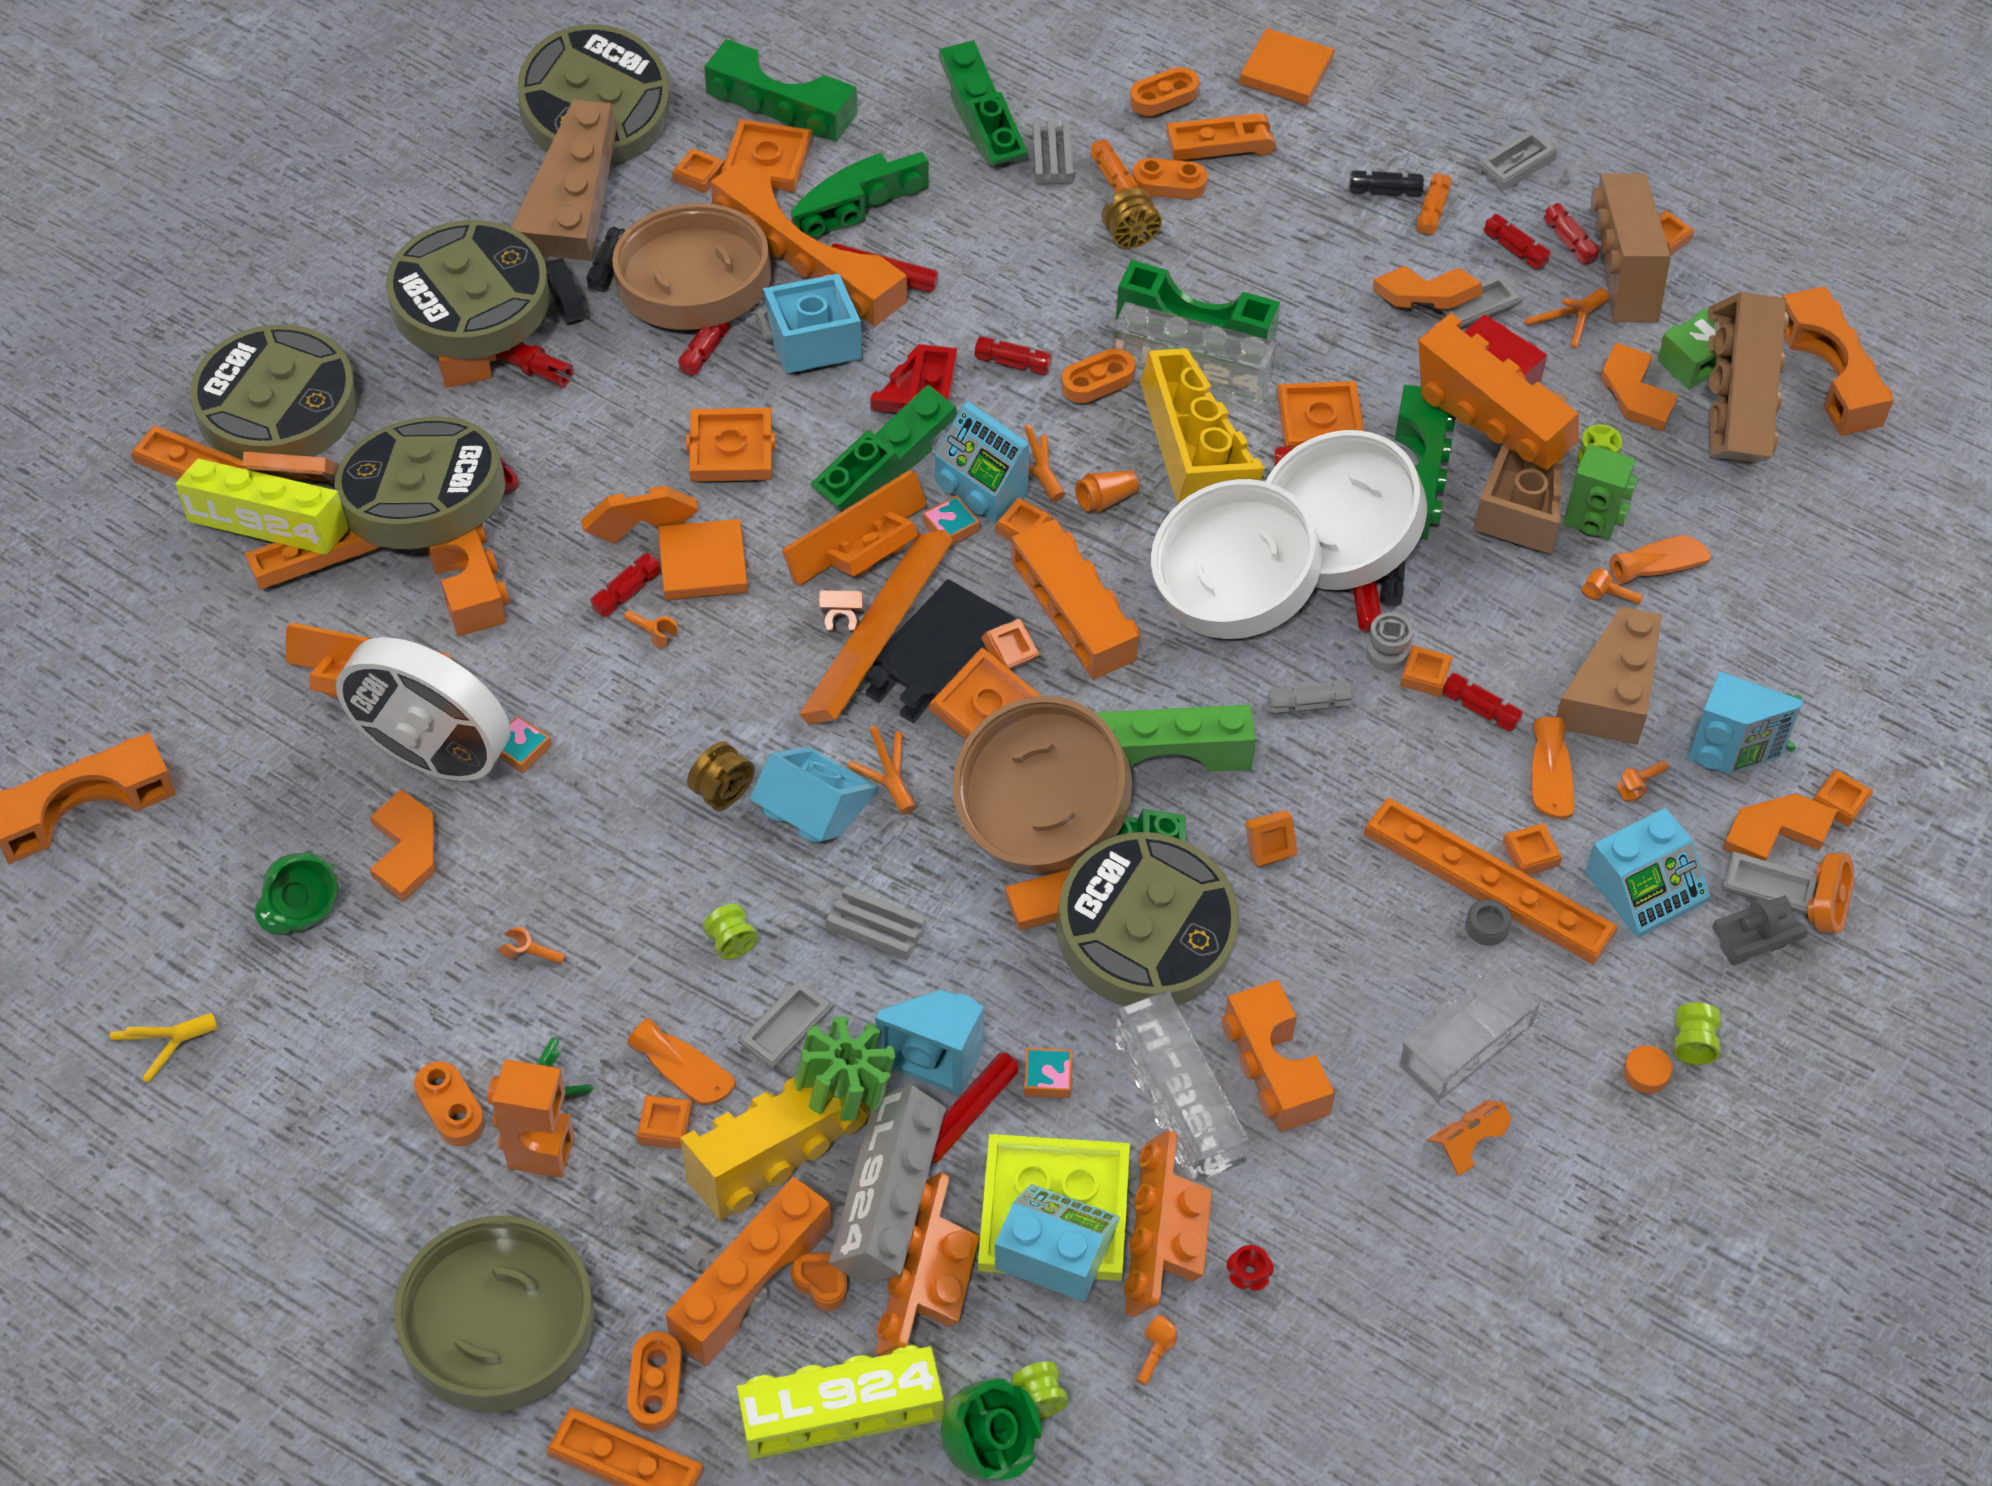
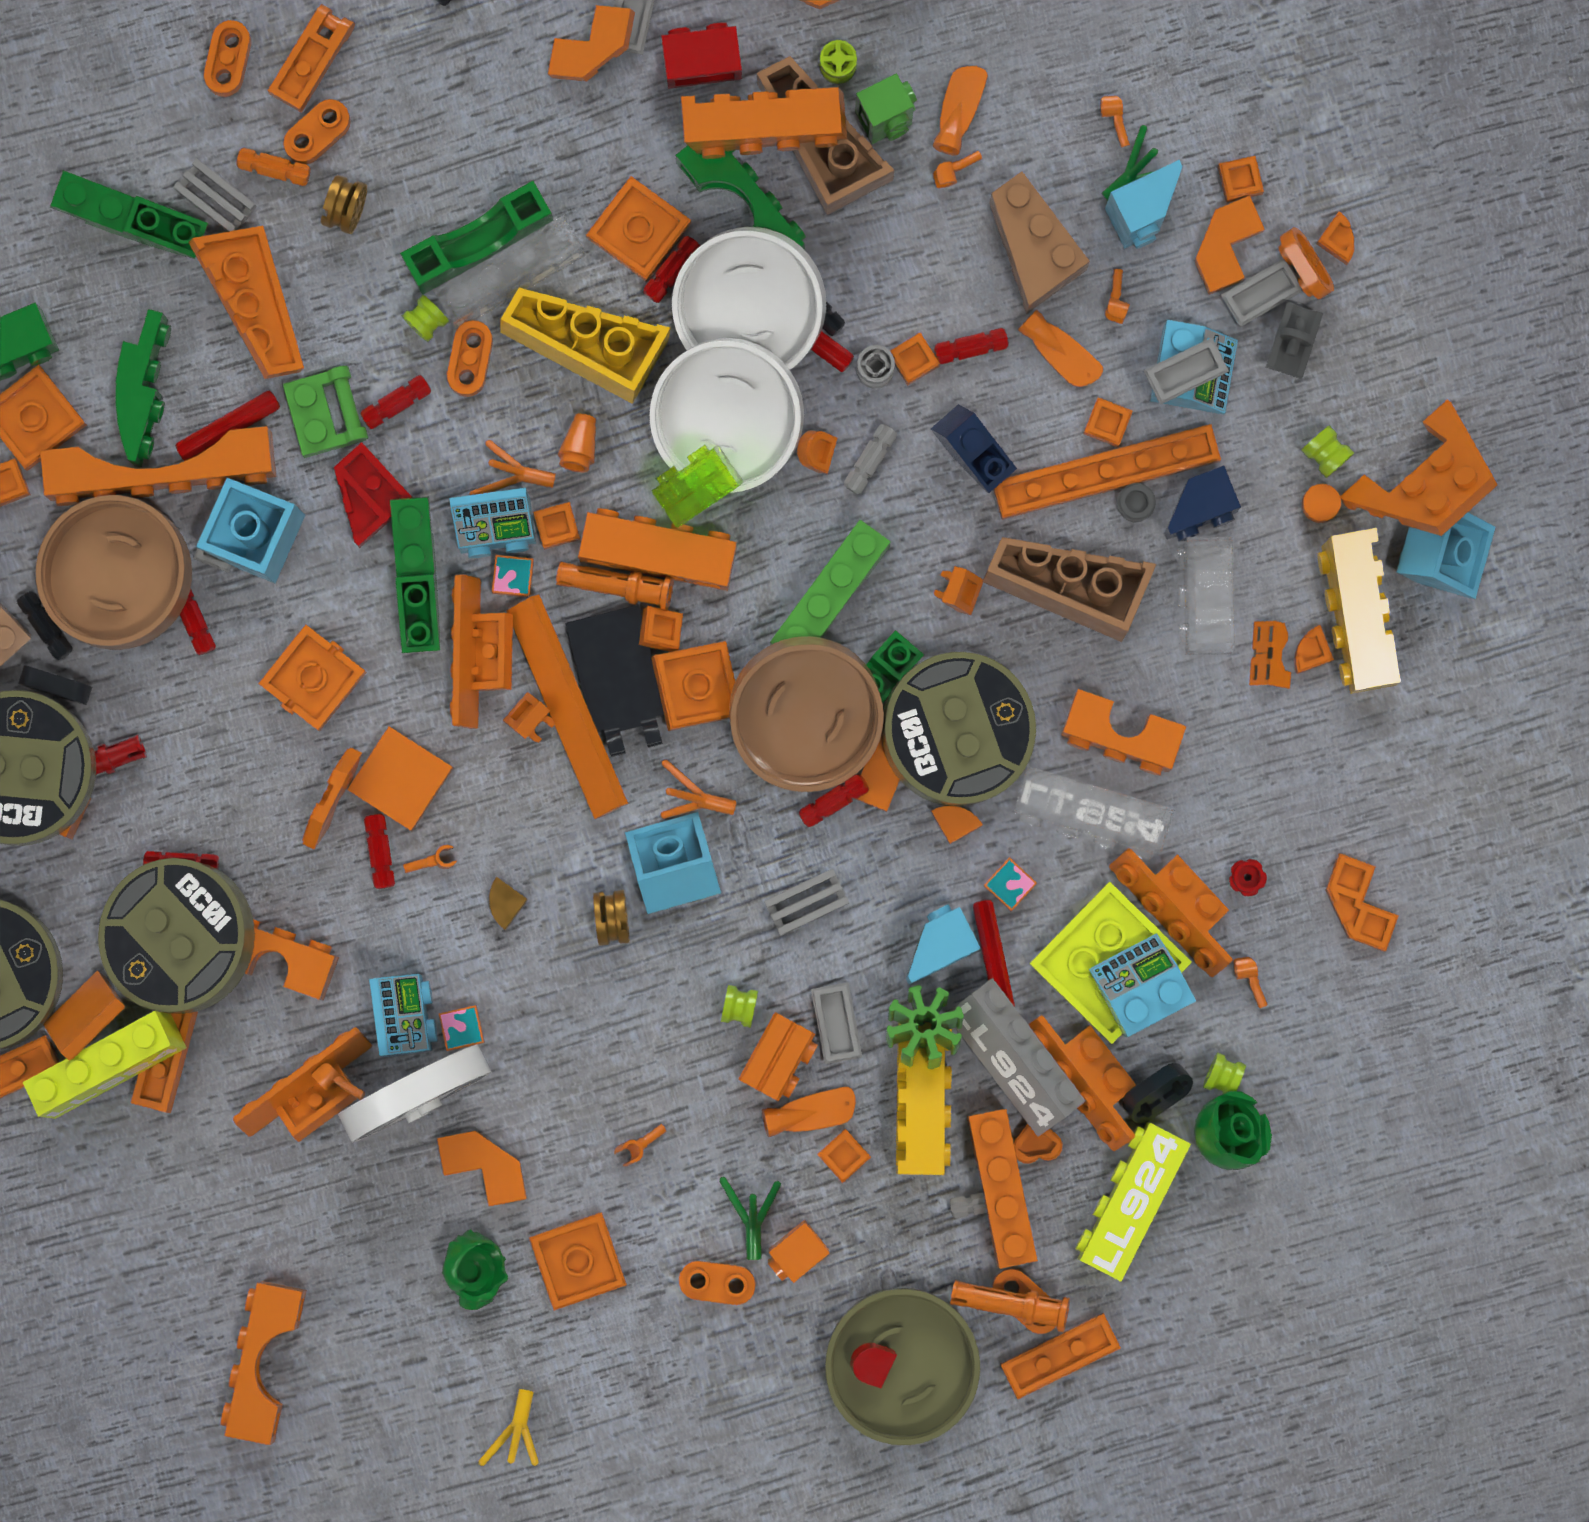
camera: 50 degrees left, 30 degrees up
(376, 978) = (578, 1261): none -> orange tile
(474, 1279) = (872, 1363): none -> red tile
(501, 663) = (402, 1014): none -> slope
(648, 1373) = (1028, 1307): none -> orange pin
(662, 701) = (505, 902): none -> pearl gold tile
(710, 994) = (777, 1057): none -> orange brick
(950, 311) = (313, 416): none -> bright green plate
(968, 1342) = (1157, 1093): none -> black beam
(987, 872) = (833, 800): none -> red axle
(1001, 210) = (250, 290): none -> orange wing
(1025, 600) = (631, 586): none -> orange pin
(1062, 987) = (955, 822): none -> orange tile
(1098, 325) = (425, 318): none -> lime wheel
(1155, 570) = (696, 485): none -> clear neon green brick
(1275, 650) = (816, 450): none -> orange tile
(1322, 1373) = (1347, 892): none -> orange tile
(1368, 920) = (1073, 584): none -> medium nougat wedge
(1400, 755) = (973, 447): none -> dark blue slope
(1511, 1165) = (1312, 651): none -> orange tile
(1545, 964) = (1203, 501): none -> dark blue slope
(1591, 1162) = (1359, 611): none -> wedge
(1639, 843) = (1186, 371): none -> light grey tile
(1723, 1201) = (1450, 560): none -> medium azure slope
(1763, 1132) = (1439, 488): none -> orange wing
(1787, 660) = (1113, 107): none -> orange hand
(1881, 909) = (1338, 239): none -> orange tile

